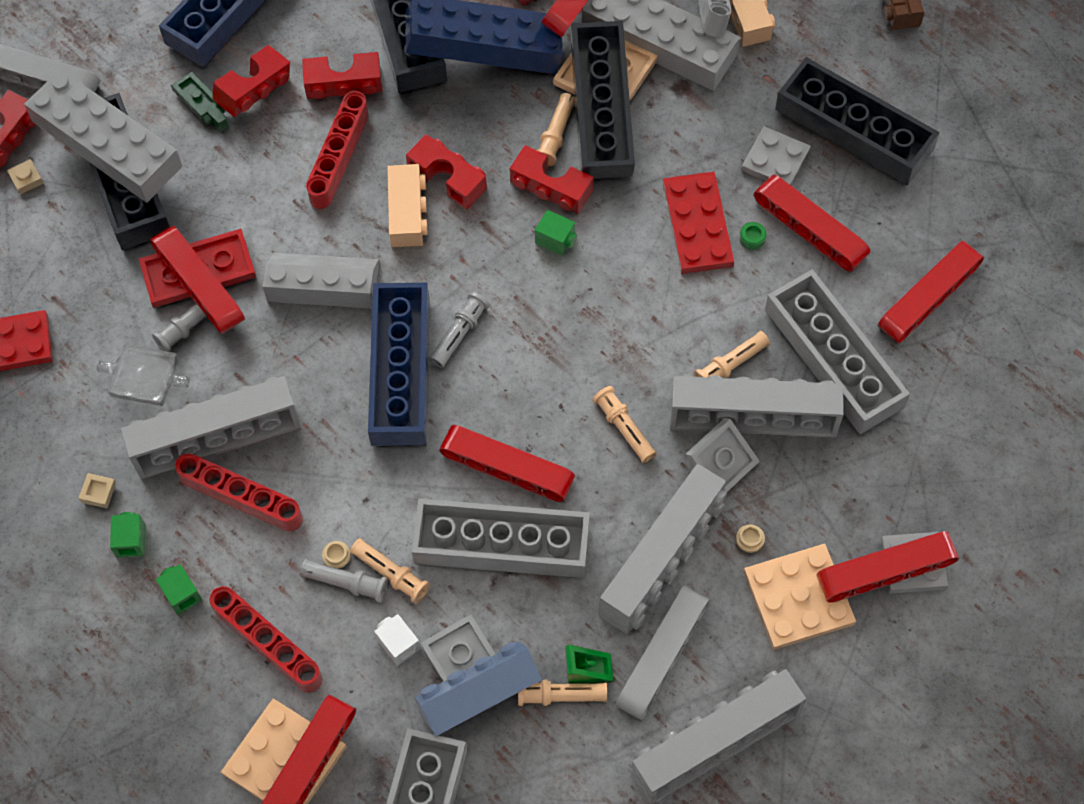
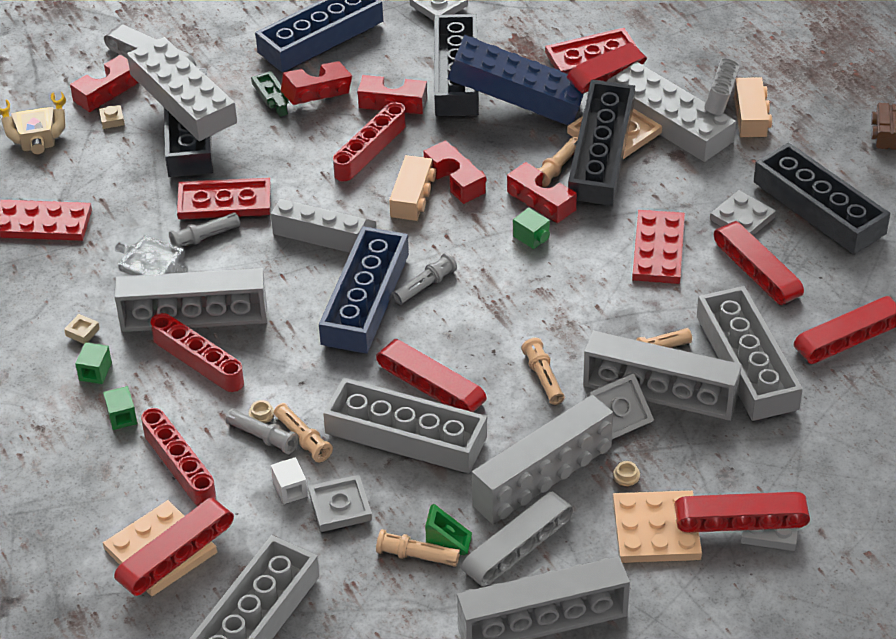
camera: 15 degrees right, 20 degrees down
(197, 279) = (220, 200): red beam -> none
(477, 688) = (343, 517): sand blue slope -> none
(752, 235) = (703, 264): green tile -> none

